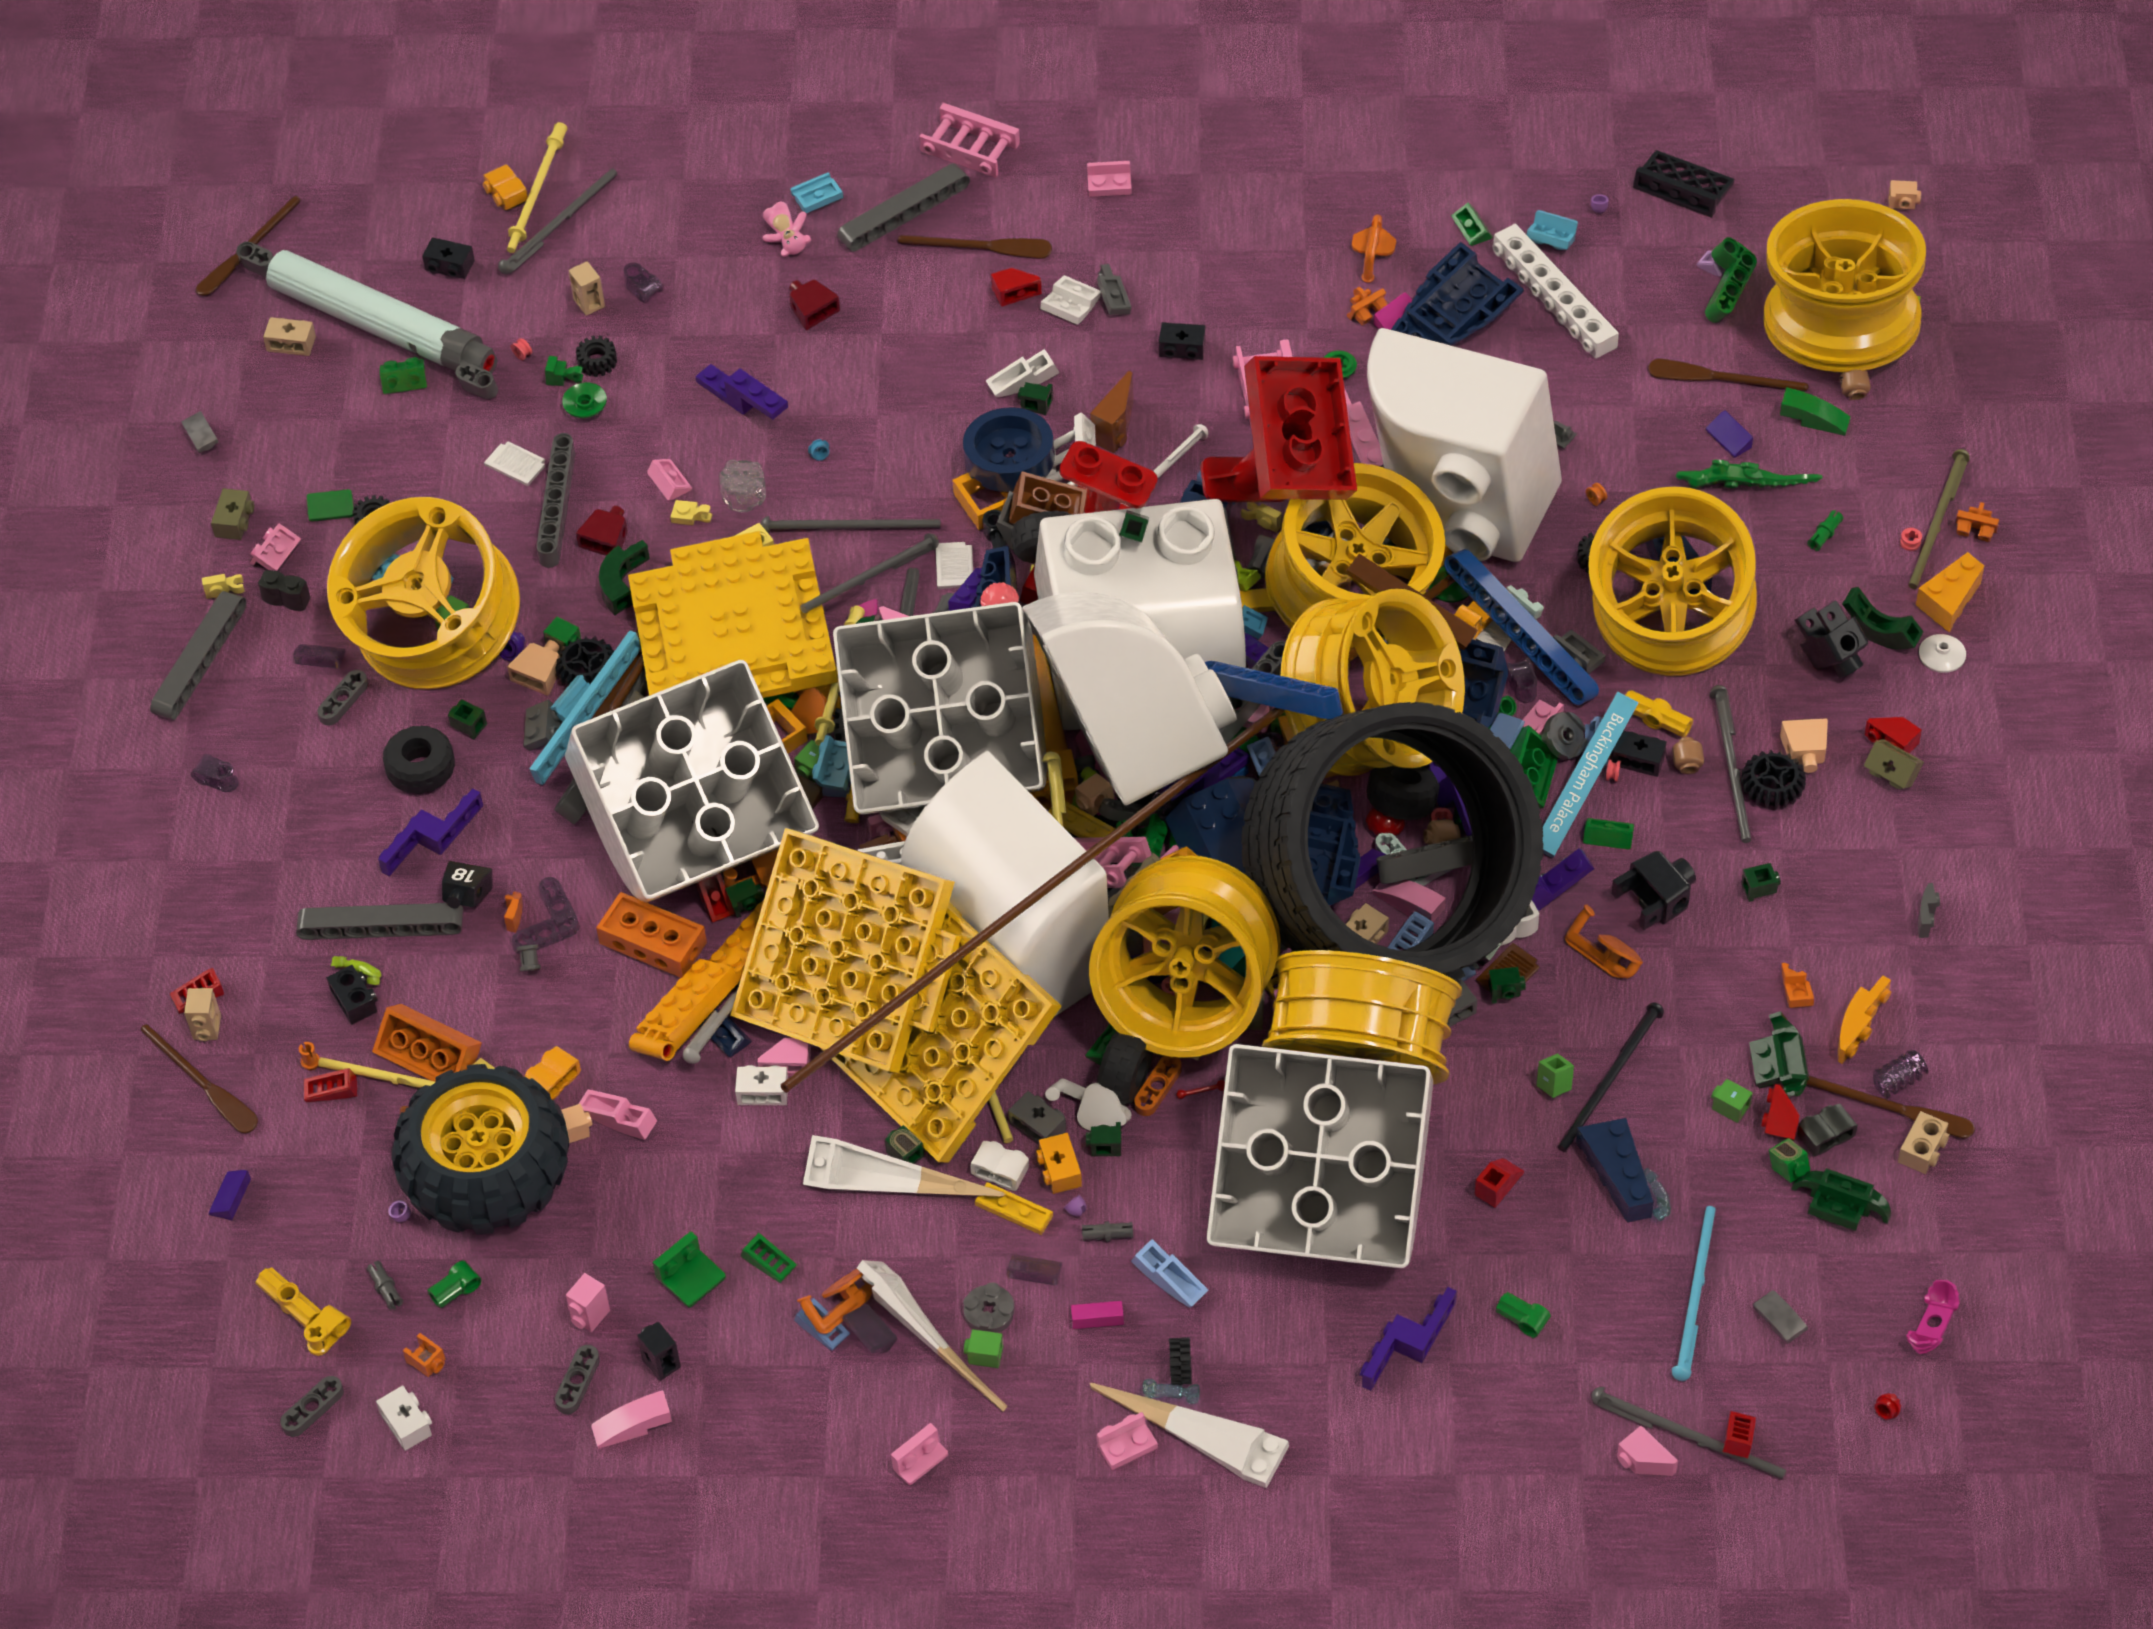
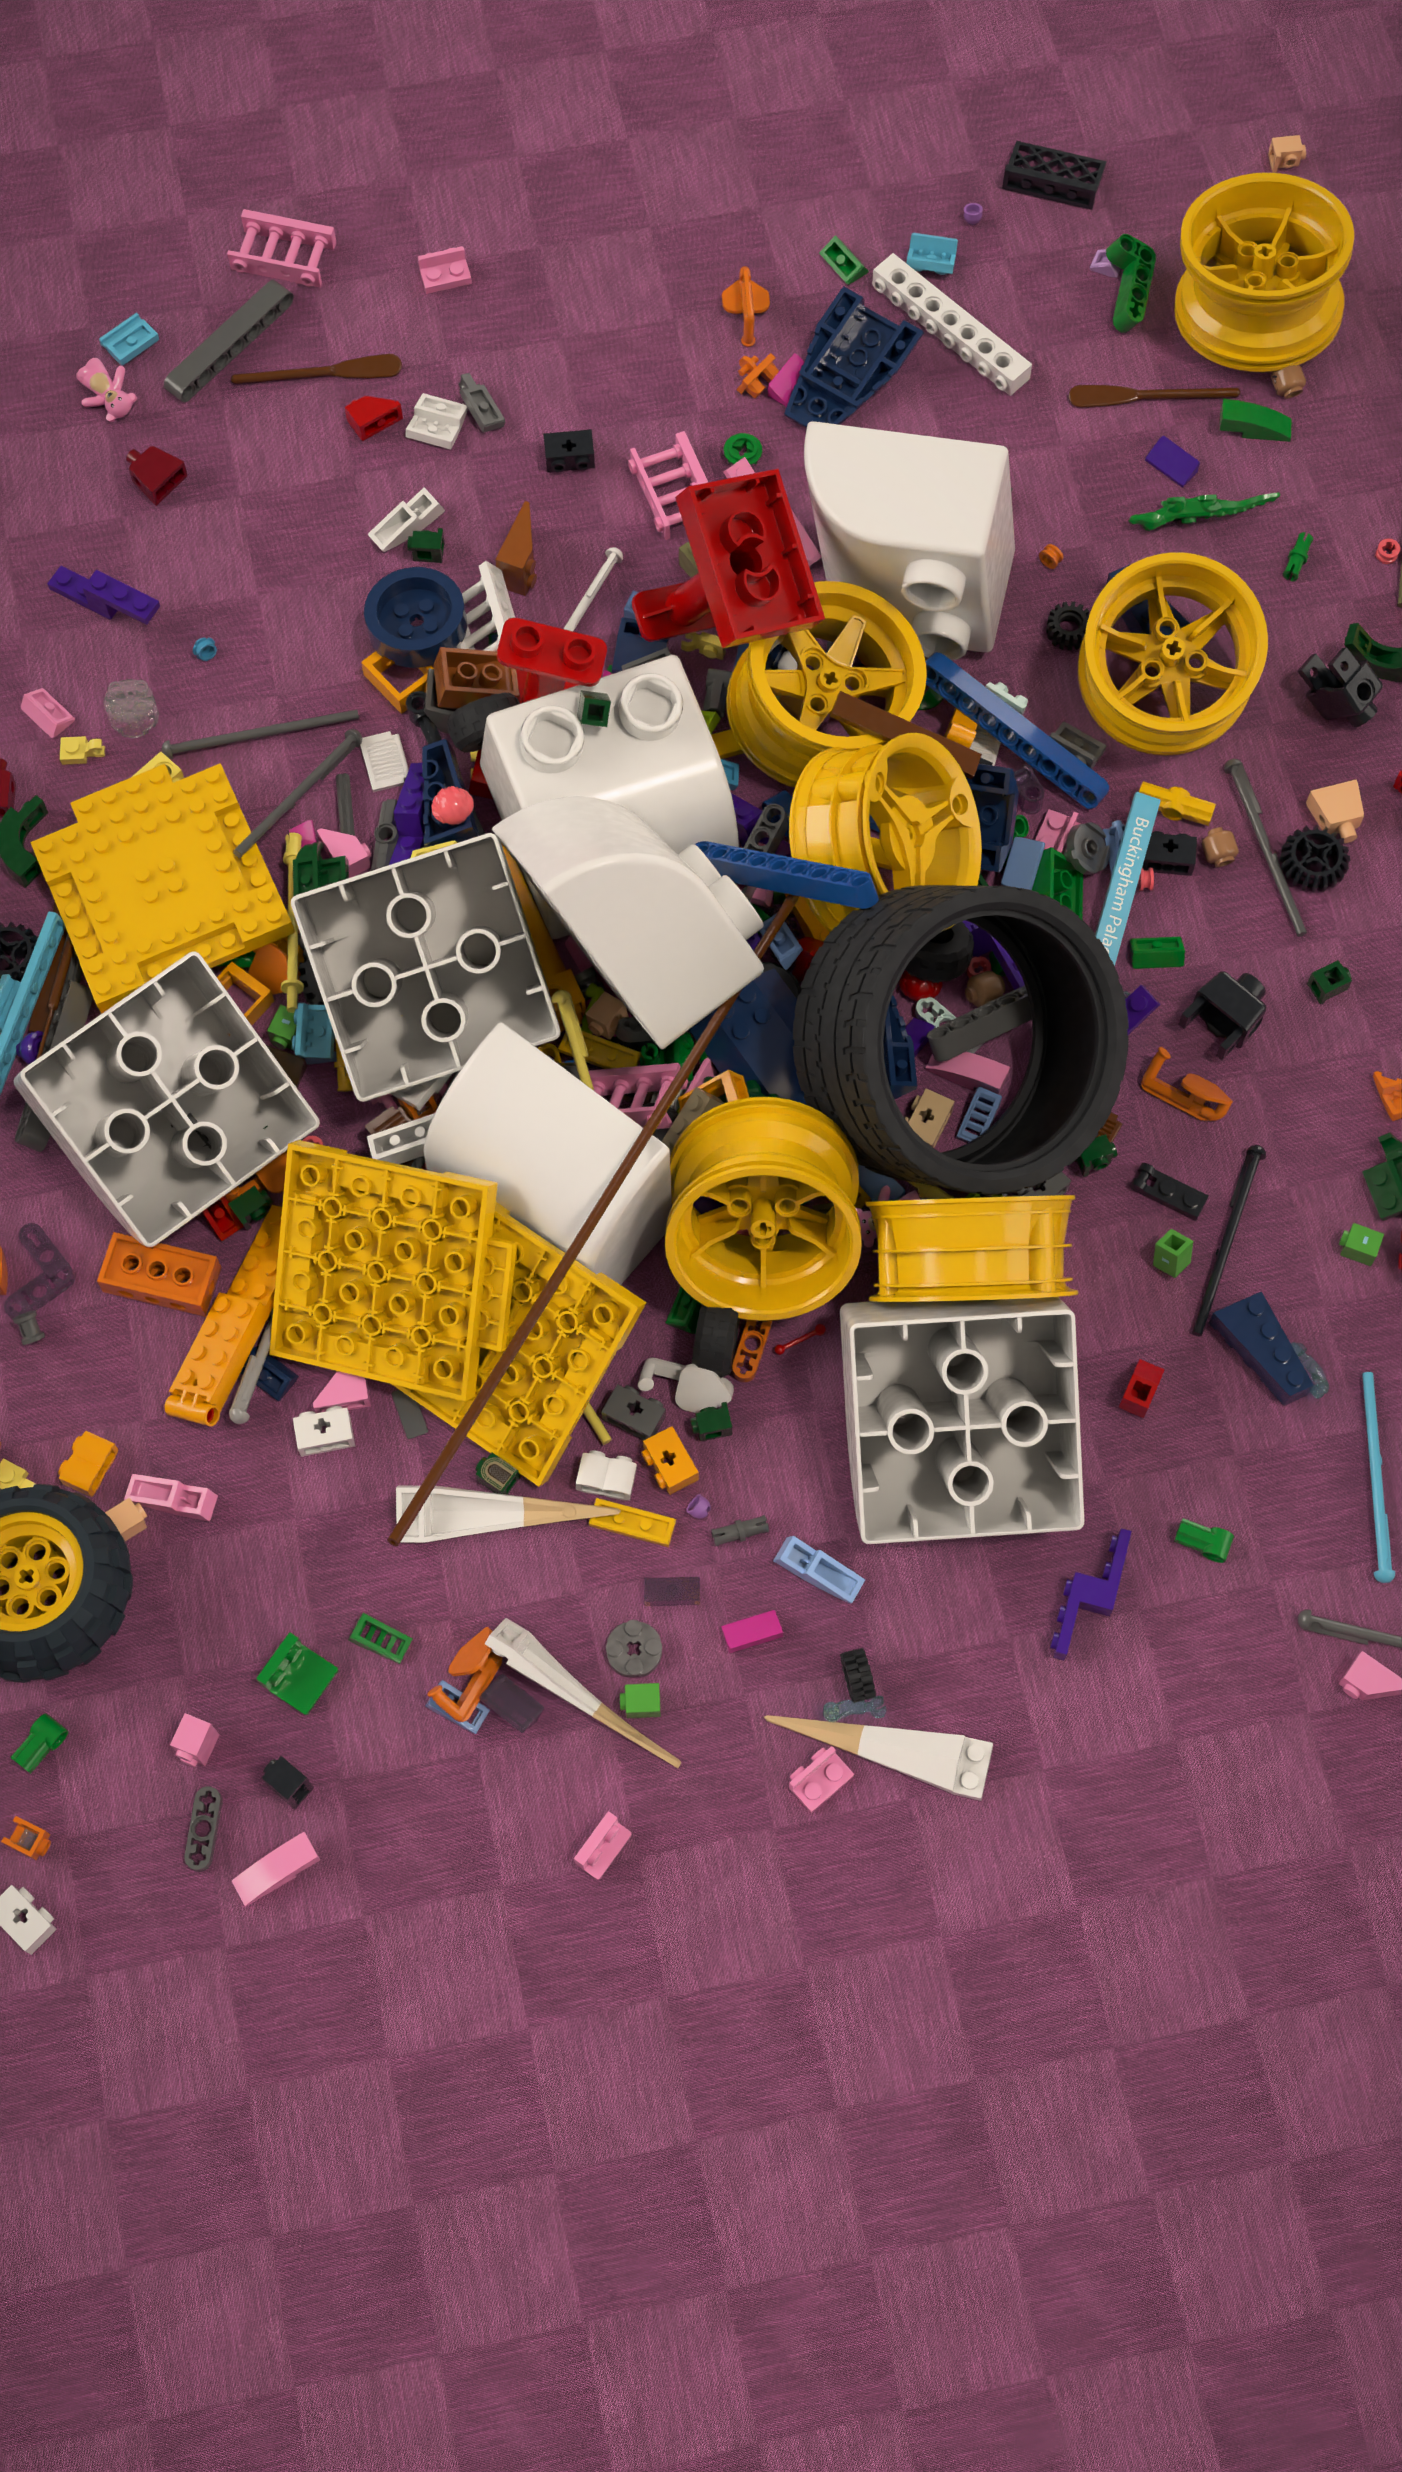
camera: 15 degrees left, 15 degrees up
(840, 1088) = (409, 1414): none -> dark grey sticker
(1567, 1029) = (1169, 1192): none -> black plate

